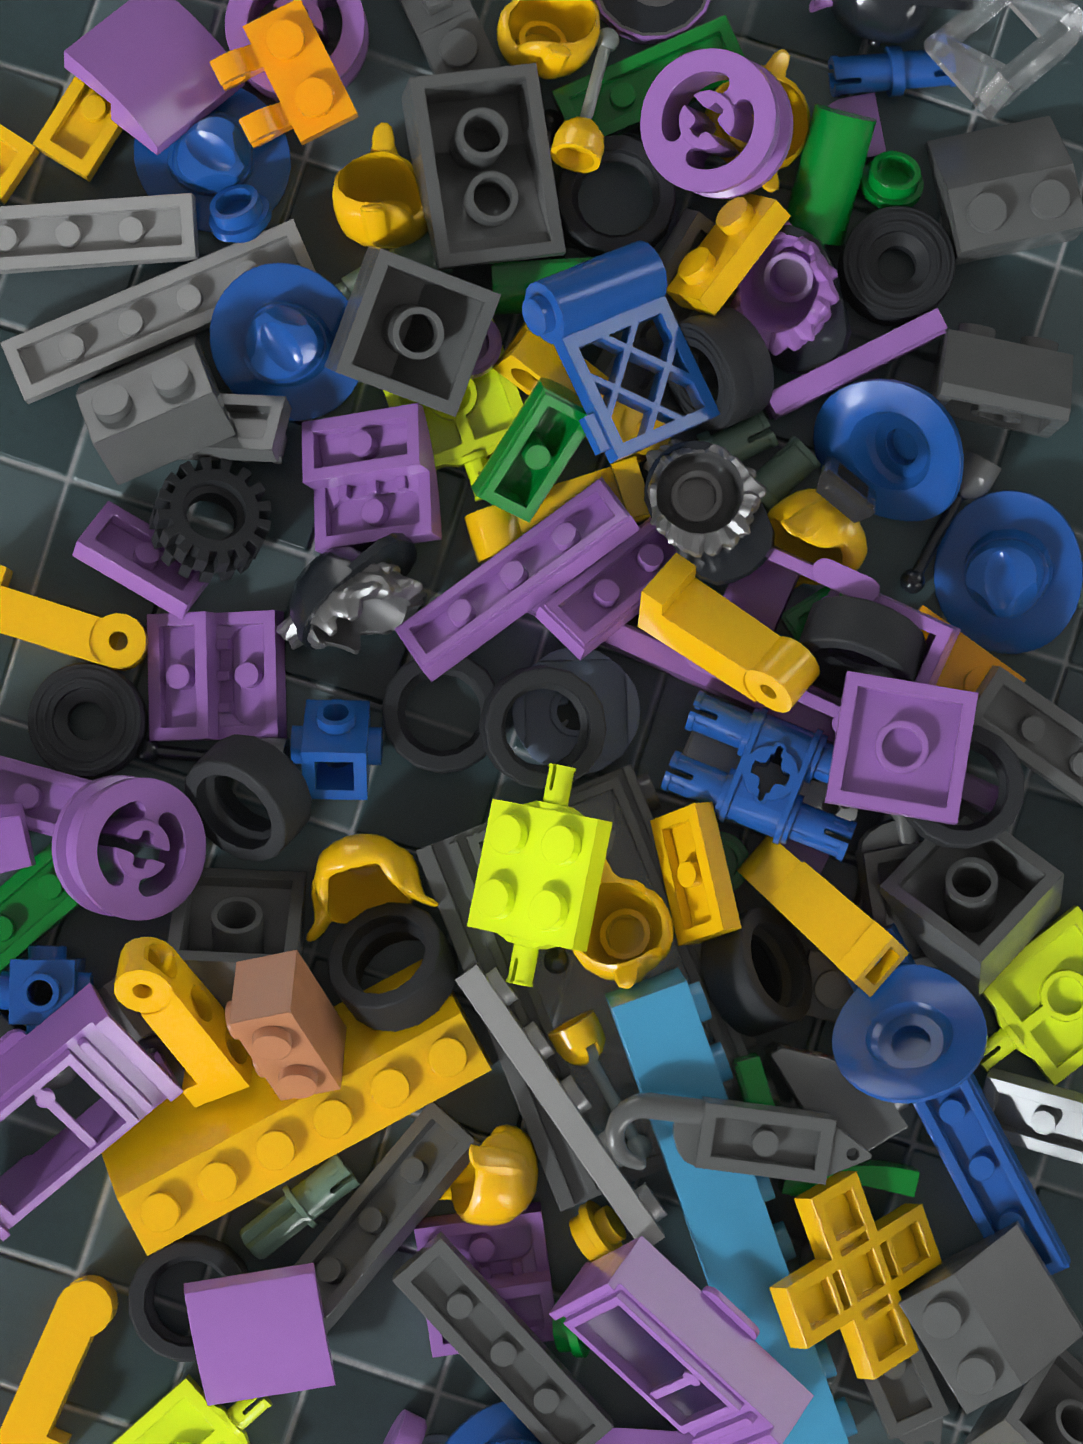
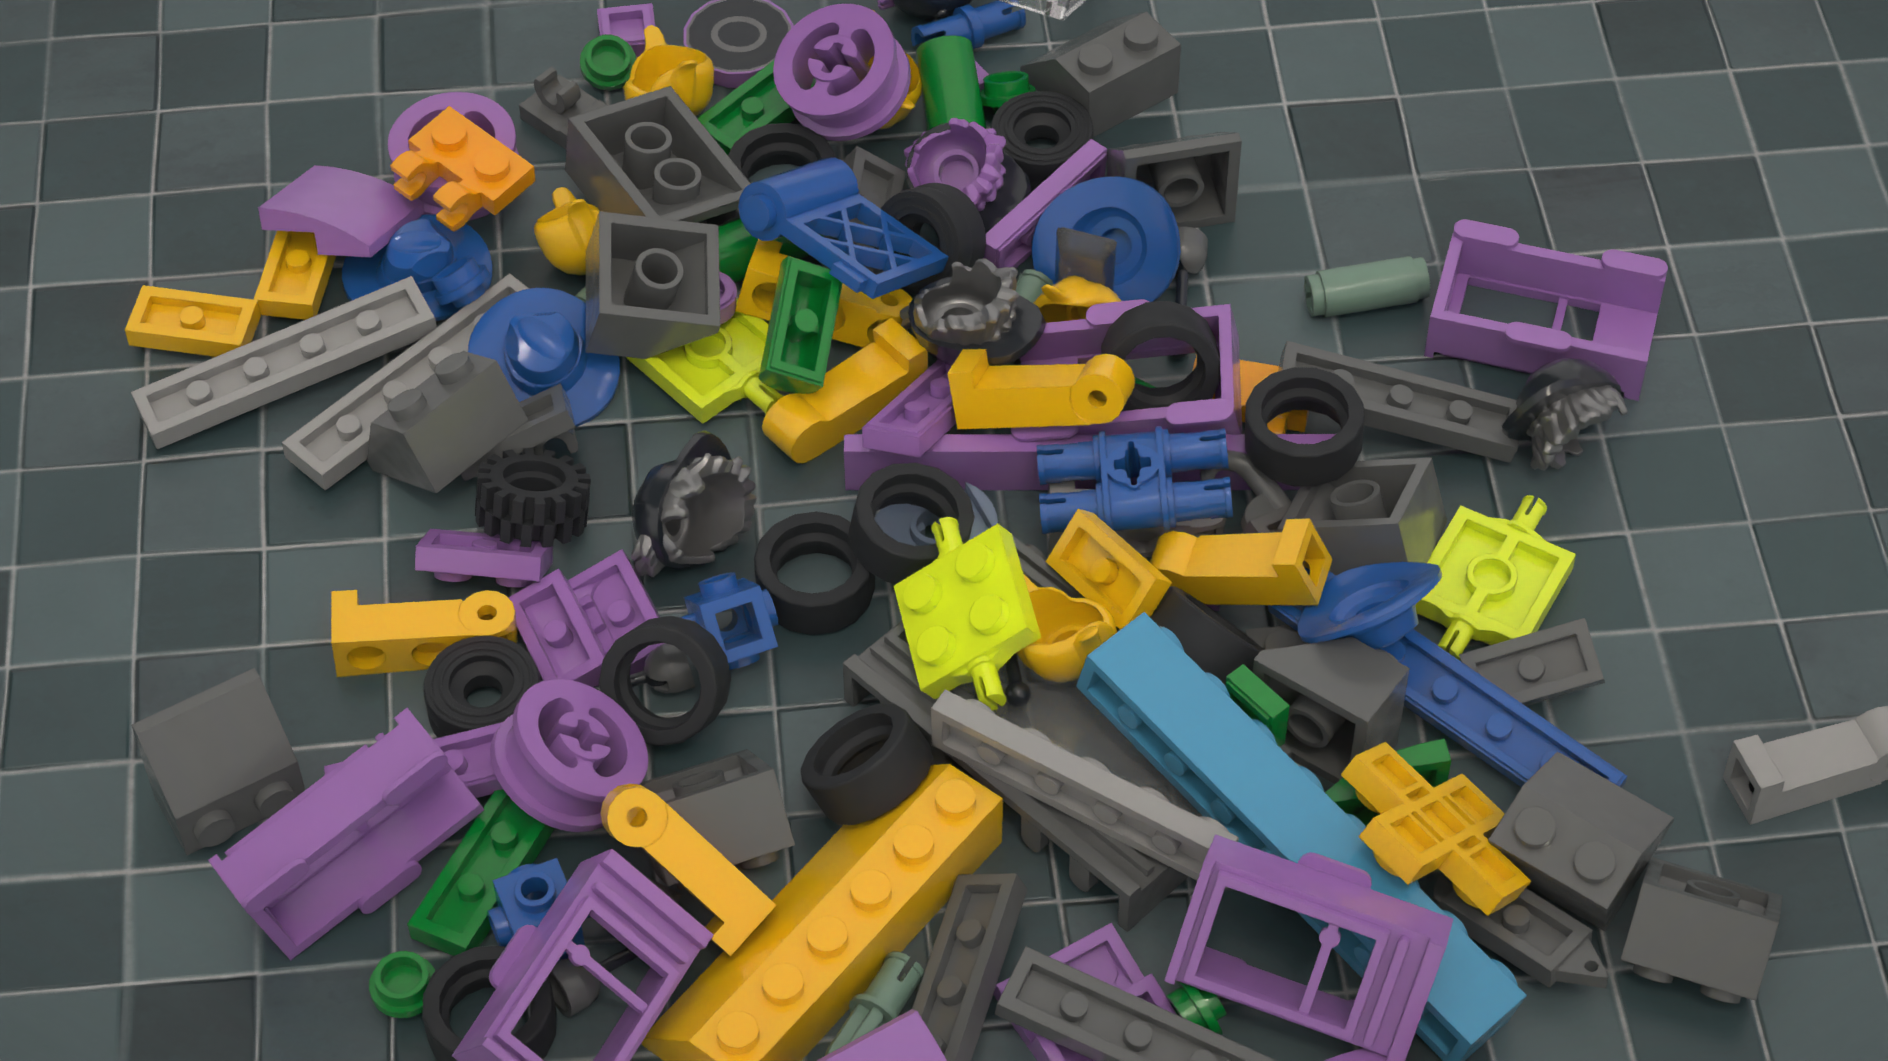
camera: 25 degrees left, 35 degrees down
(287, 1025) = (791, 820): nougat brick -> none
(359, 875) = (799, 706): yellow hair -> none
(371, 477) = (659, 412): medium lavender slope -> none
(497, 1180) = (1060, 901): yellow hair -> none
(516, 579) = (830, 432): medium lavender tile -> none
(578, 141) = (738, 123): yellow hinge -> none
(580, 1044) = (1079, 735): hinge -> none
(597, 1230) = (1166, 917): yellow plate -> none
(727, 253) = (898, 154): yellow plate -> none
(740, 1137) = (1262, 713): dark grey plate -> none
(901, 747) = (1235, 391): medium lavender plate -> none
(1009, 572) = (1271, 295): blue hat -> none

